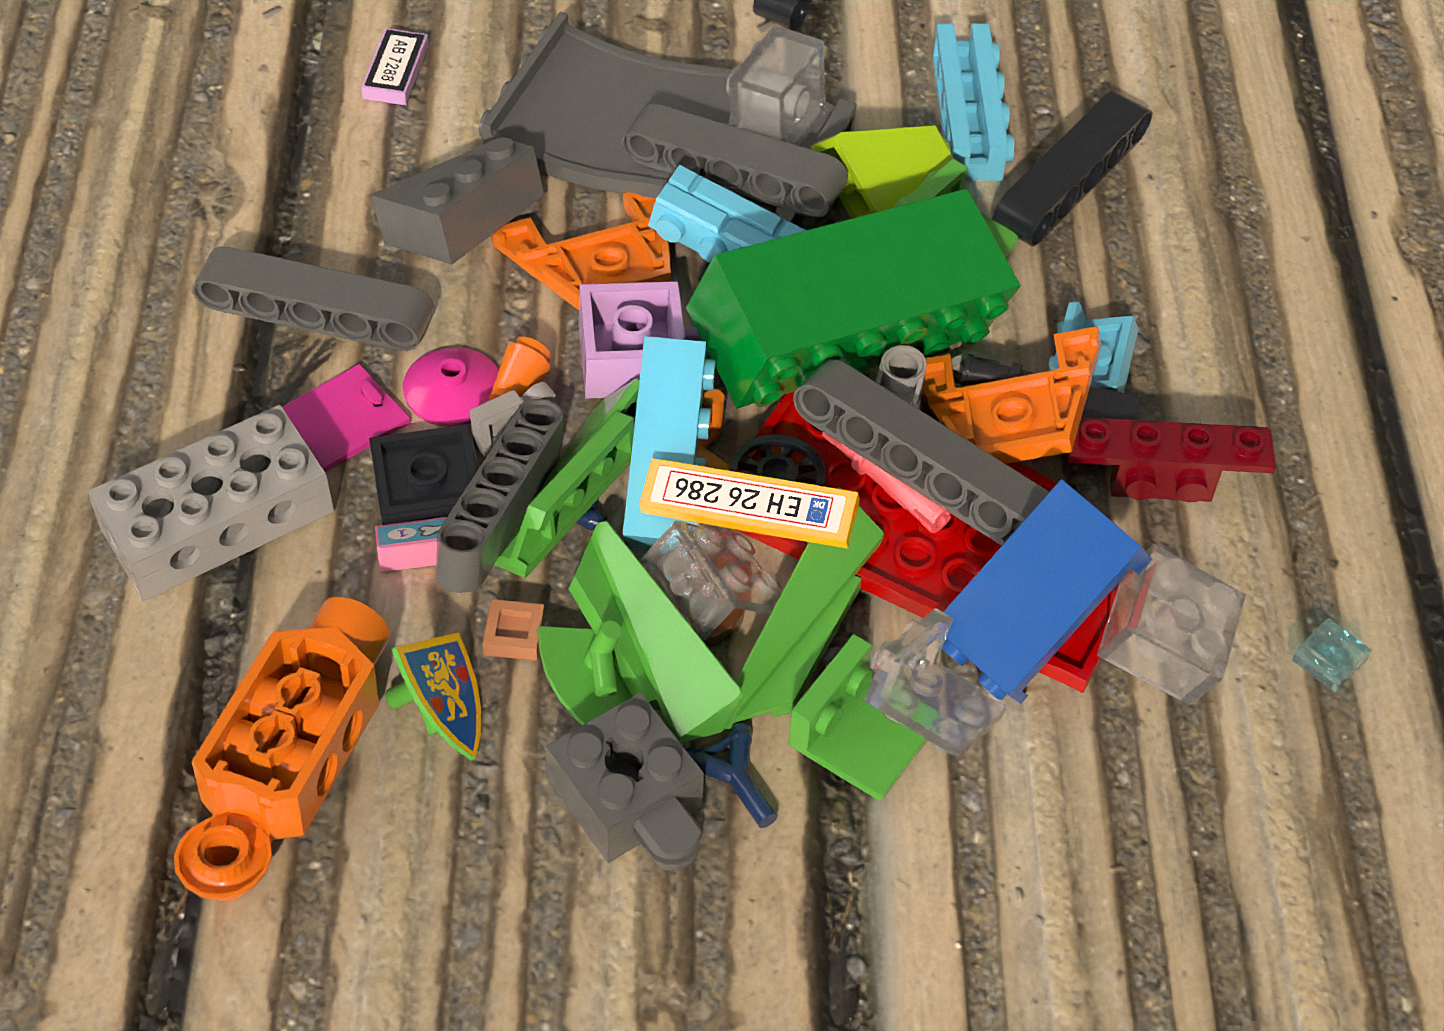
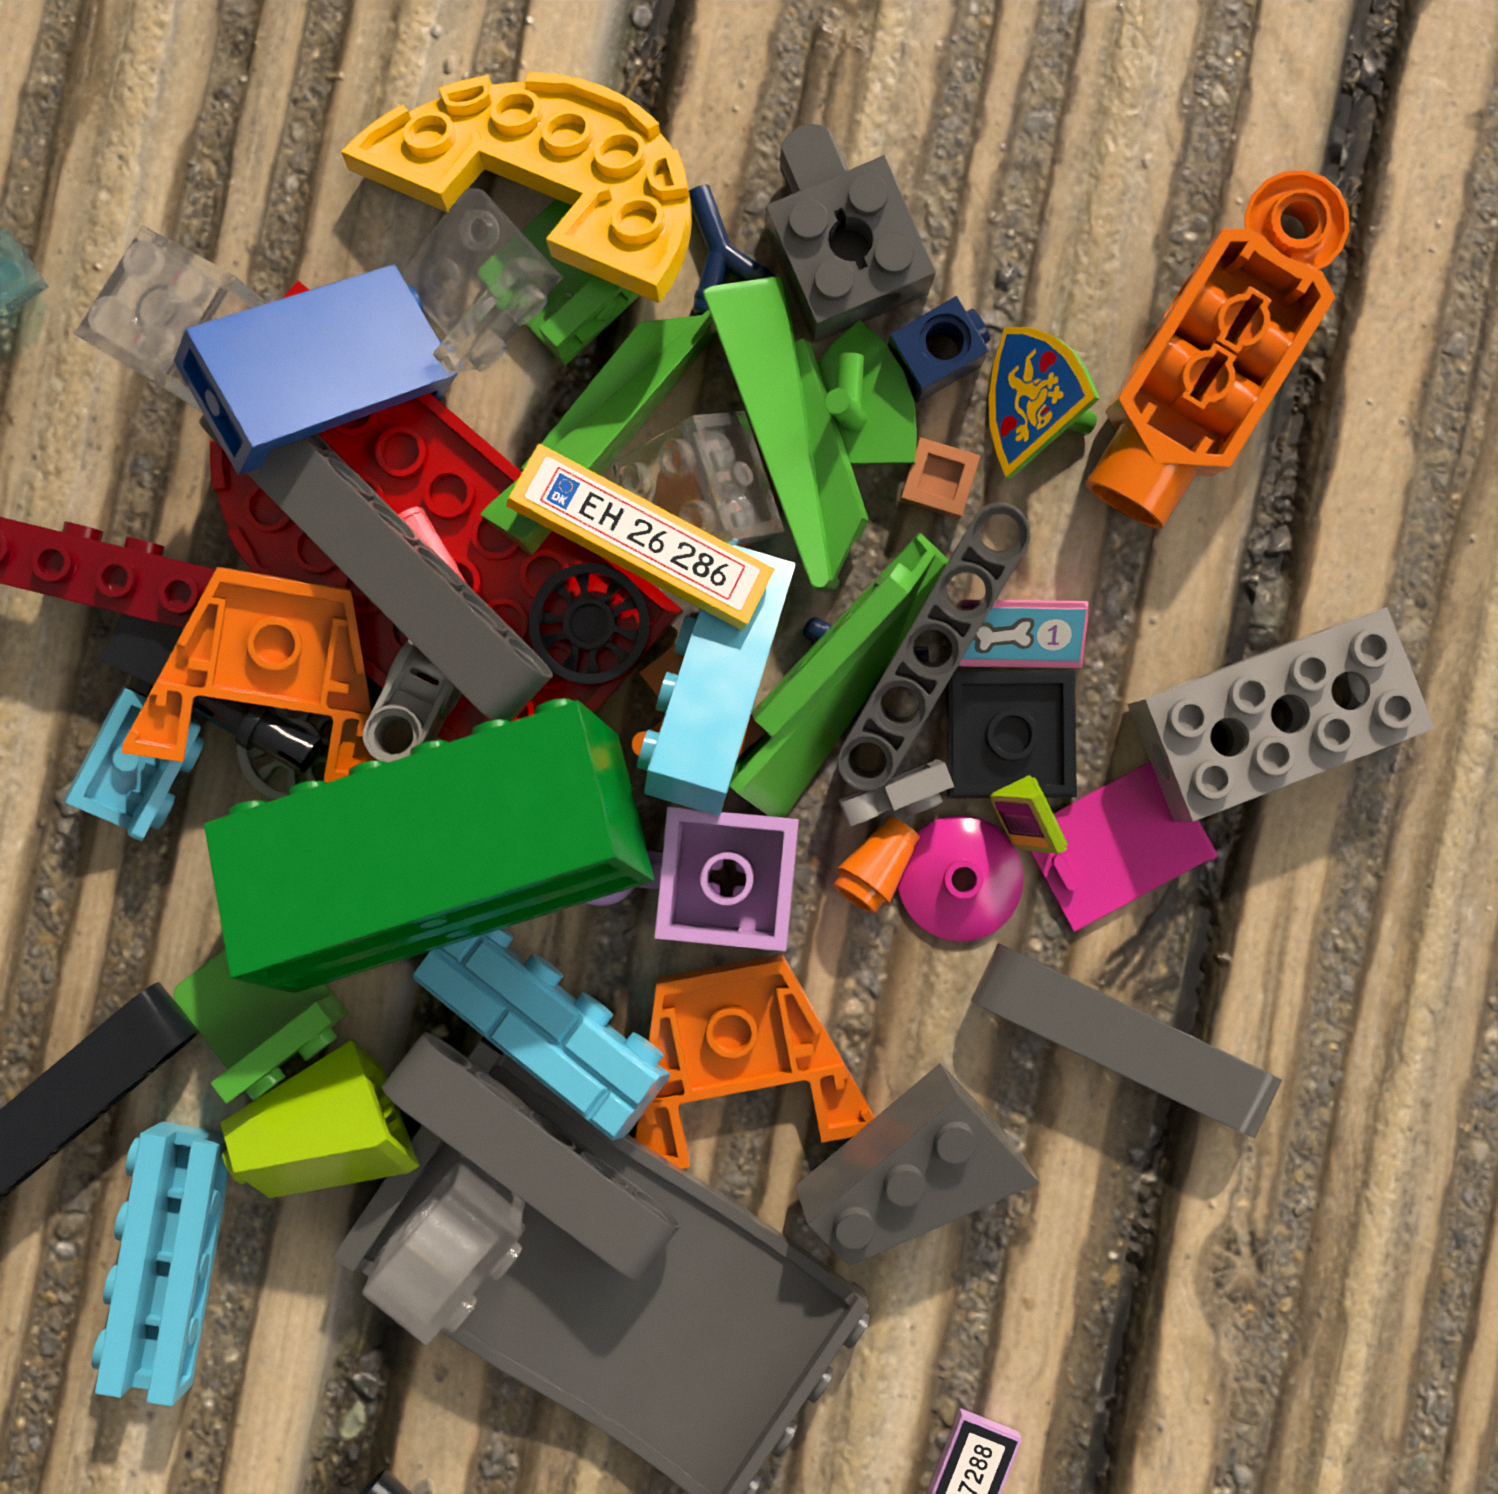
camera: 165 degrees left, 35 degrees up
(402, 411) = (1028, 817): none -> lime slope
(531, 698) = (924, 371): none -> dark blue brick
(890, 808) = (562, 140): none -> yellow plate

